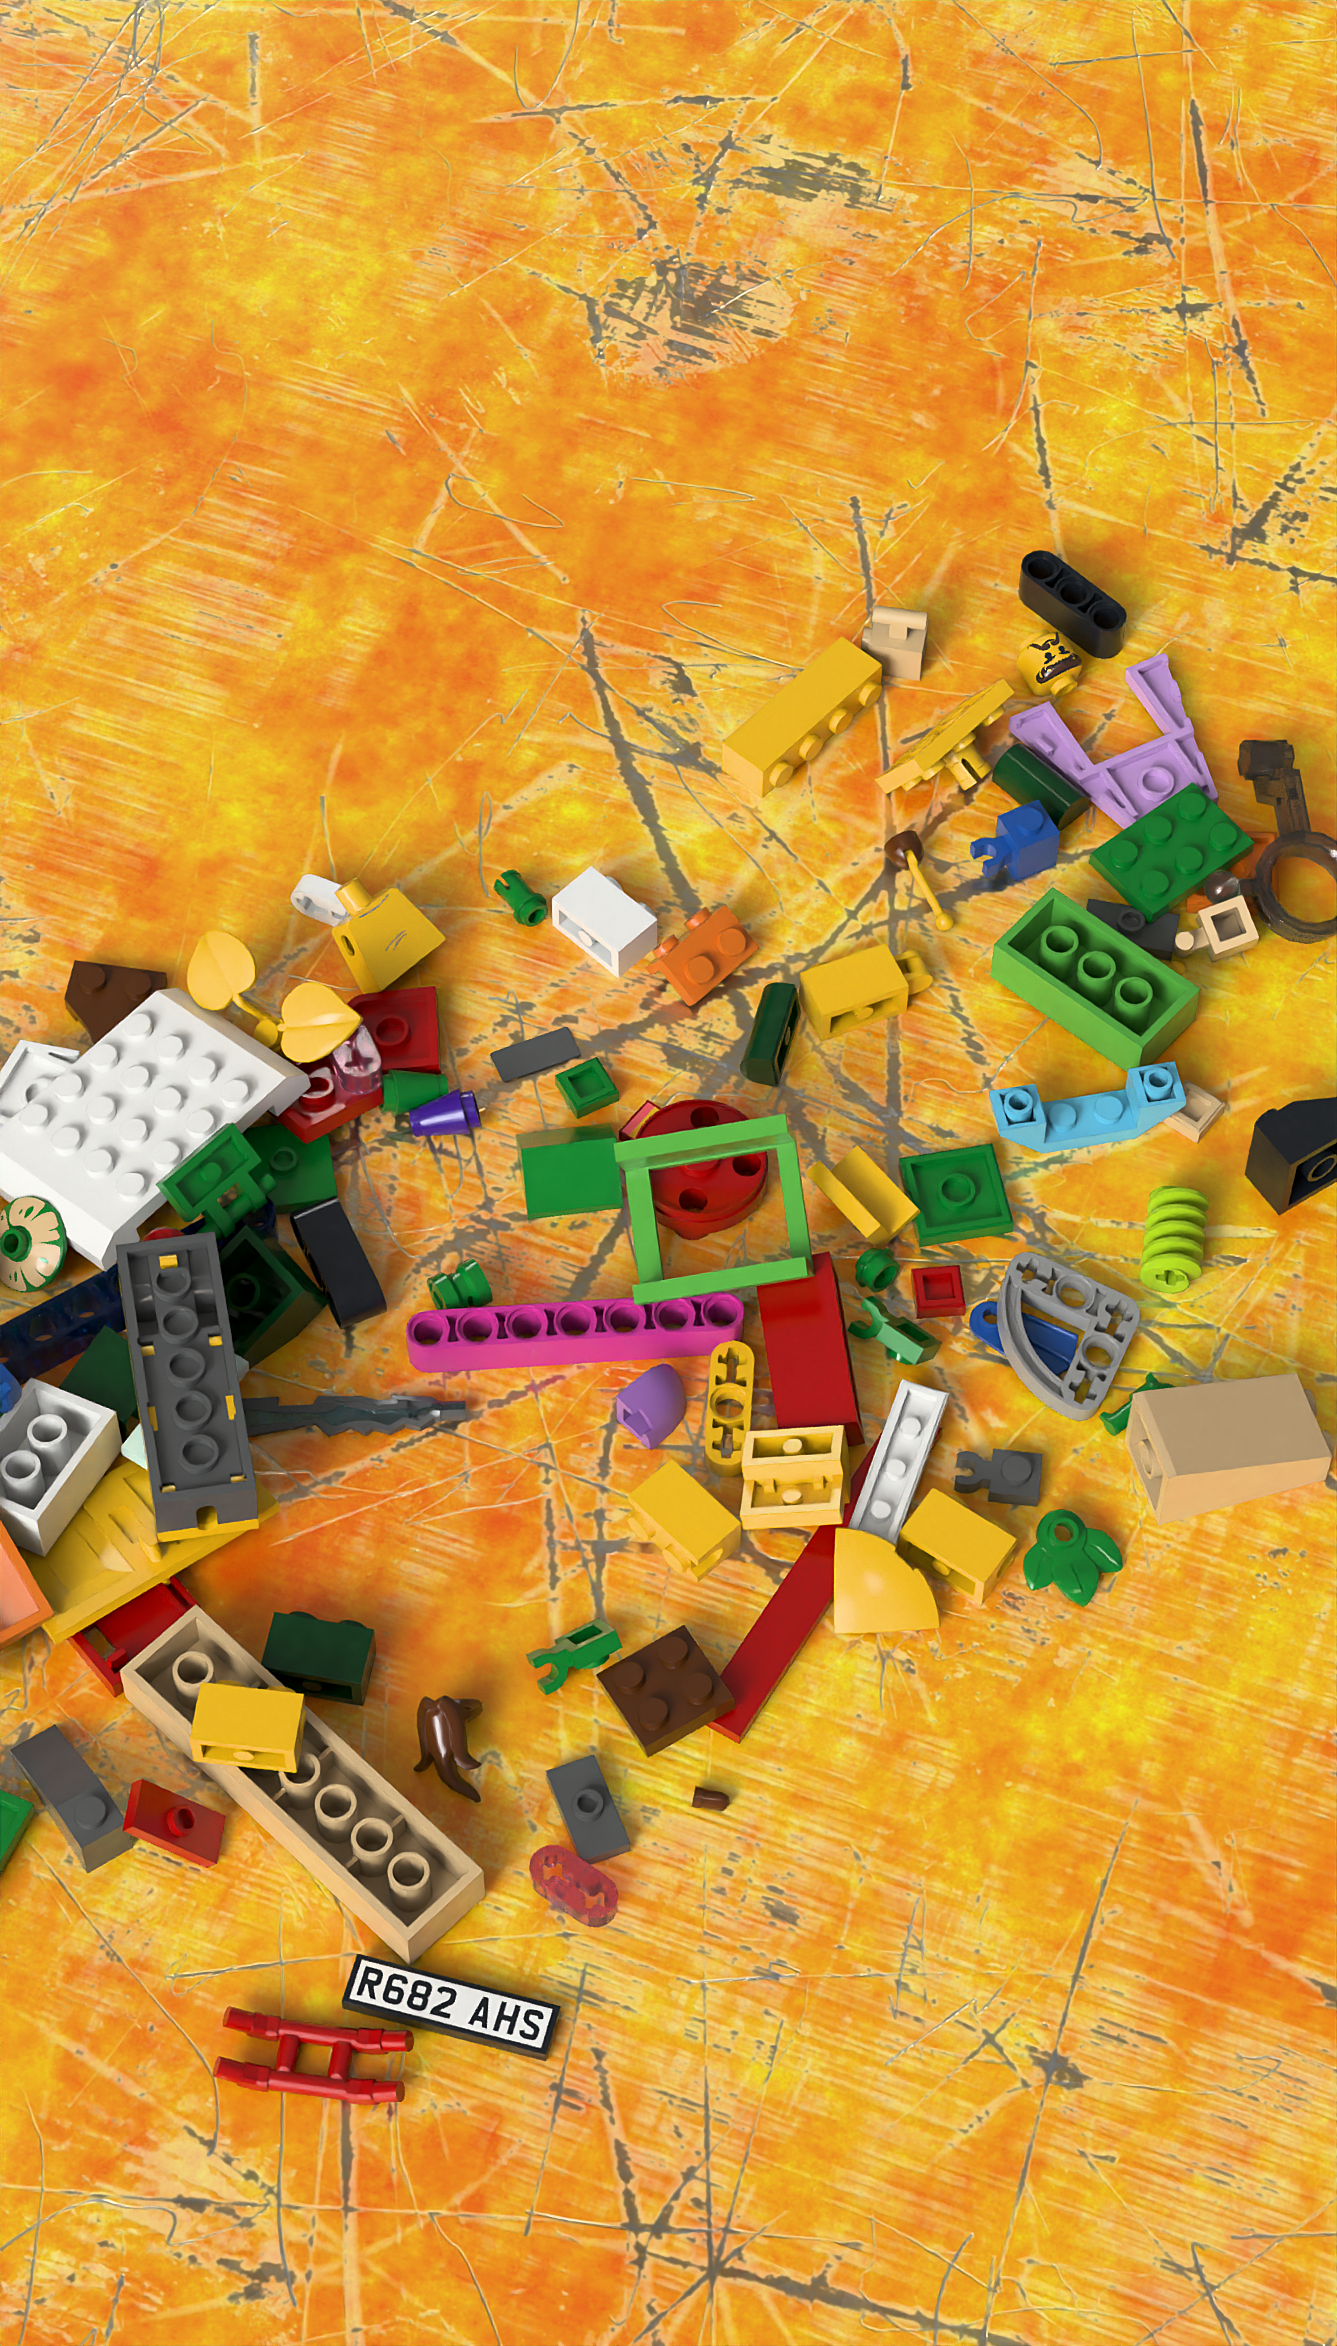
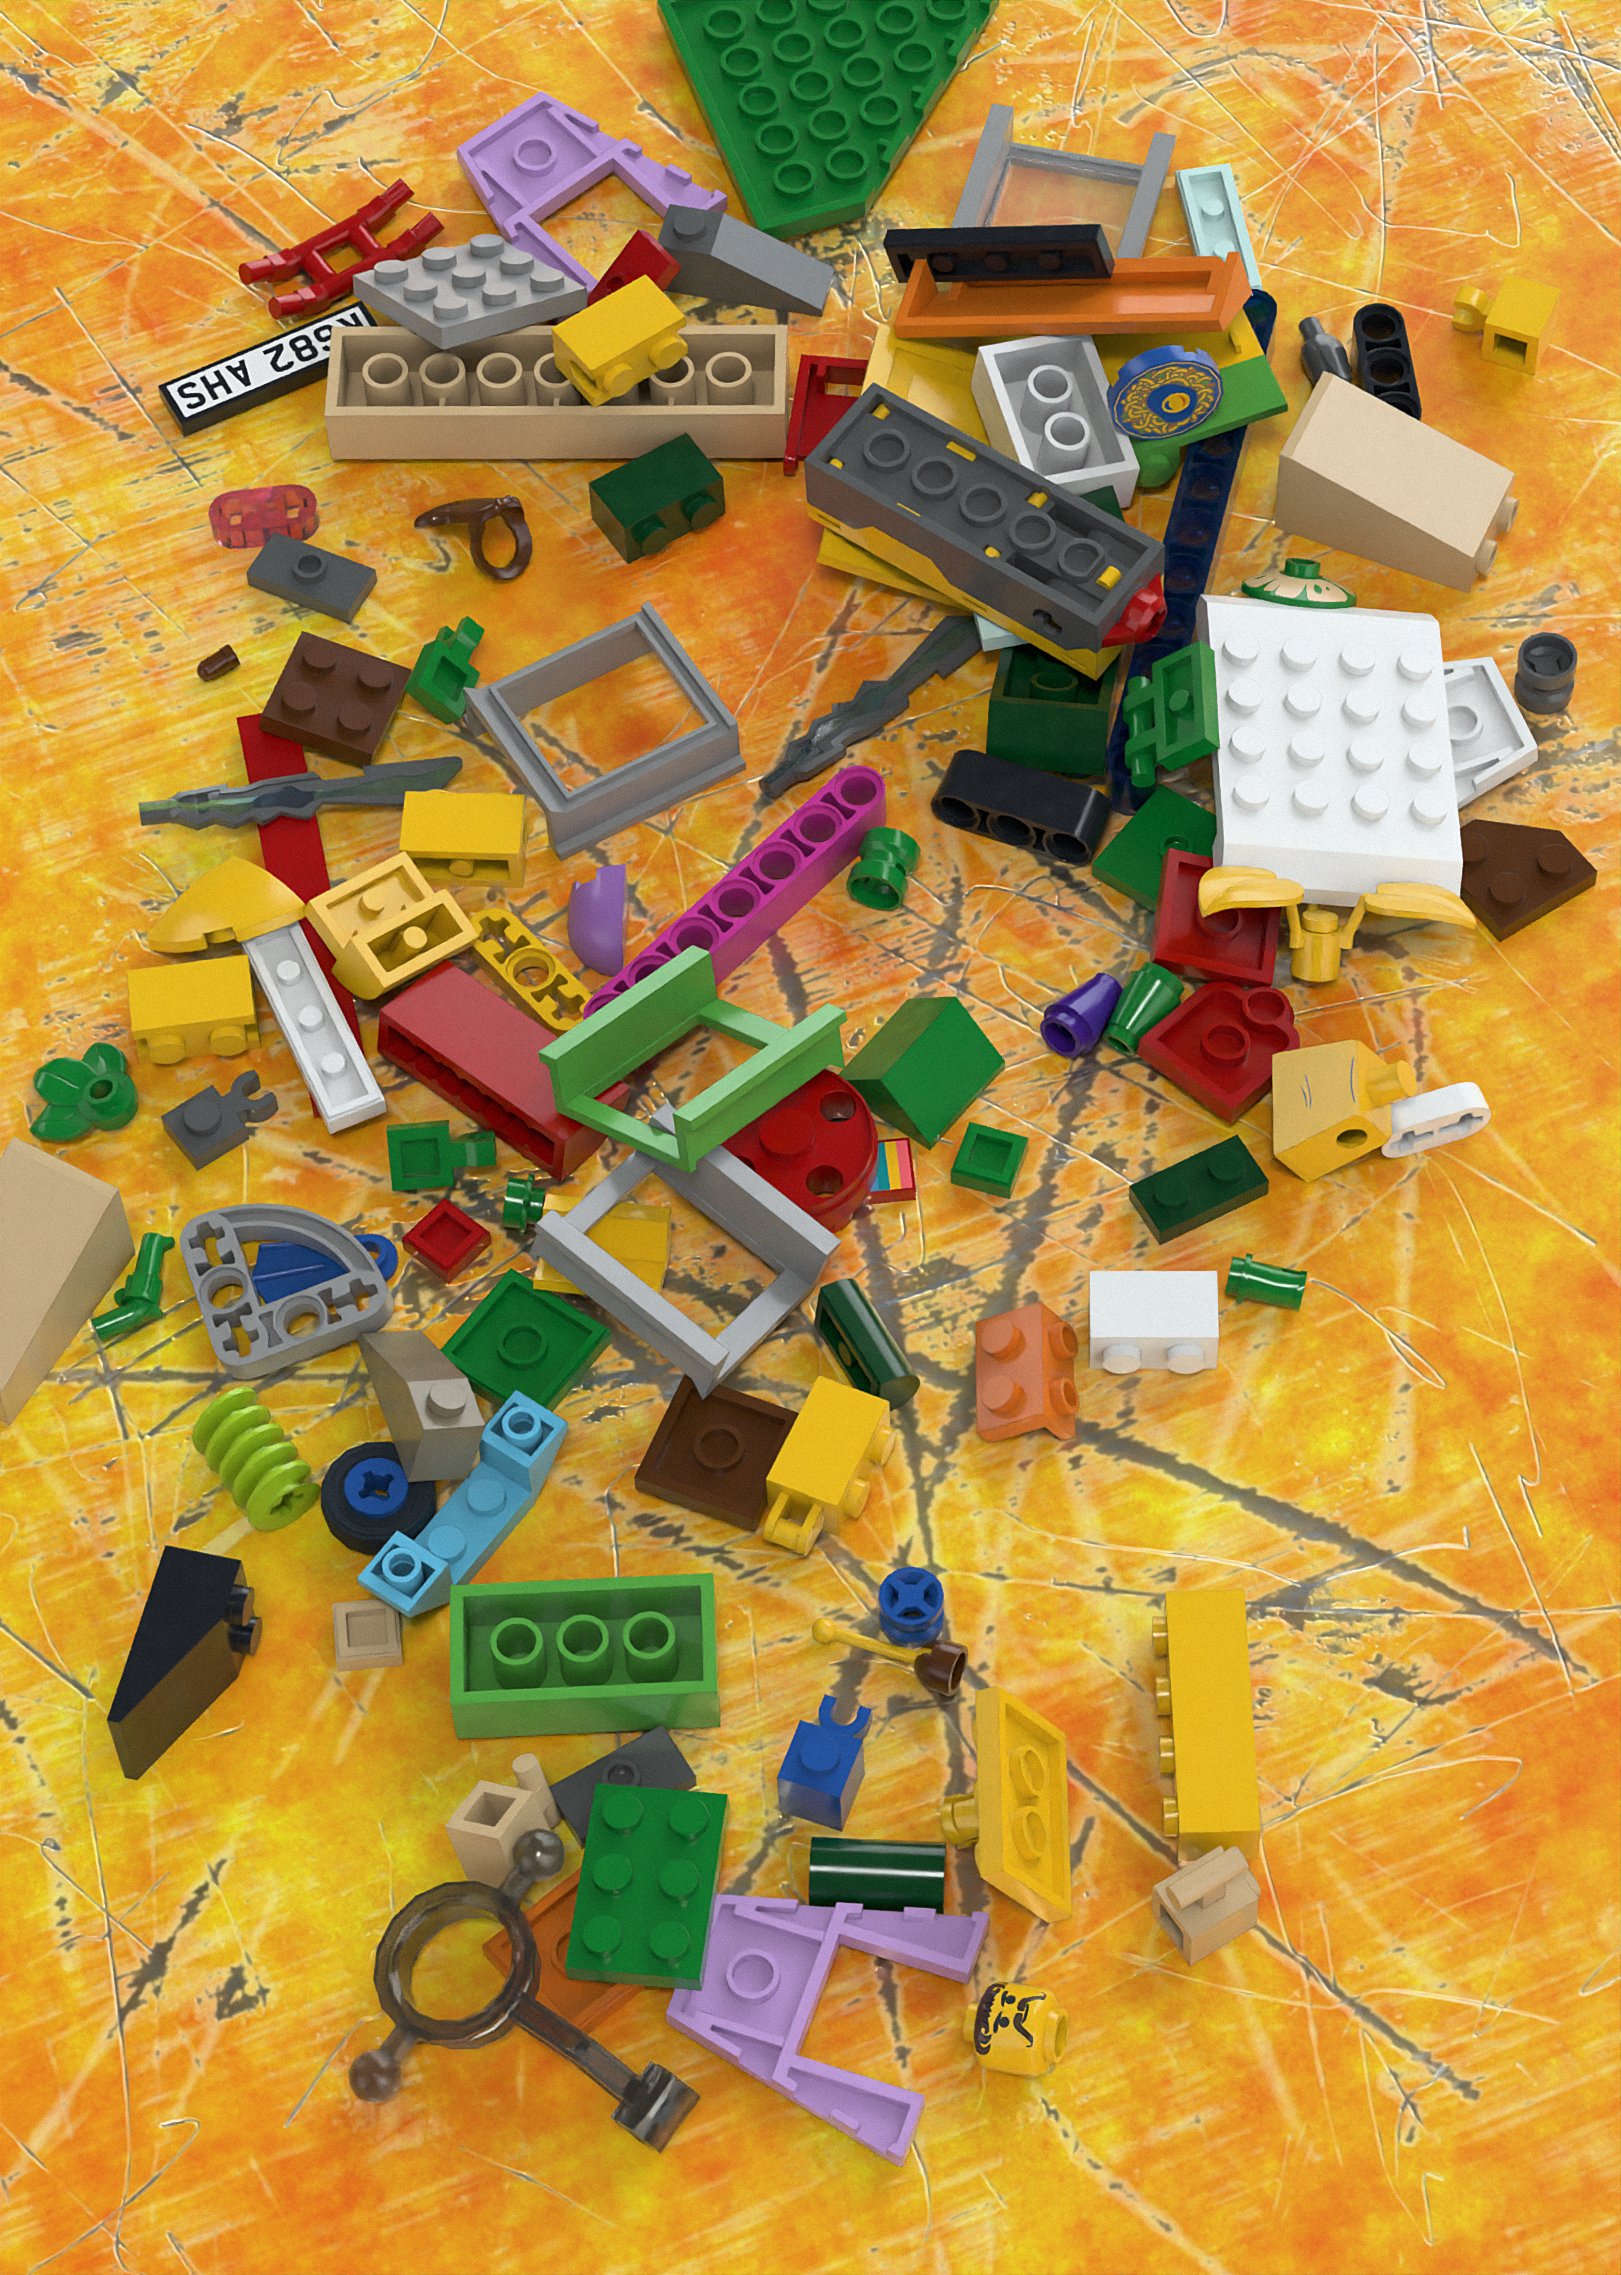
camera: 140 degrees right, 0 degrees up
(113, 2008) = (550, 155): none -> lavender wing
(282, 1901) = (469, 291): none -> light grey plate
(363, 1055) = (1214, 963): clear pink beam -> none
(494, 979) = (1198, 1189): none -> dark green plate
(510, 1586) = (635, 789): none -> light grey piece
(535, 1054) = (1079, 1160): dark grey sticker -> none
(754, 1639) = (299, 795): none -> dark grey sword
(885, 1069) = (735, 1201): none -> light grey piece
(898, 880) = (911, 1591): none -> blue wheel
(908, 1044) = (715, 1453): none -> reddish brown plate
(1051, 1181) = (424, 1404): none -> dark tan slope
(1072, 604) = (1099, 2116): black beam -> none
(1113, 1184) = (358, 1513): none -> black wheel

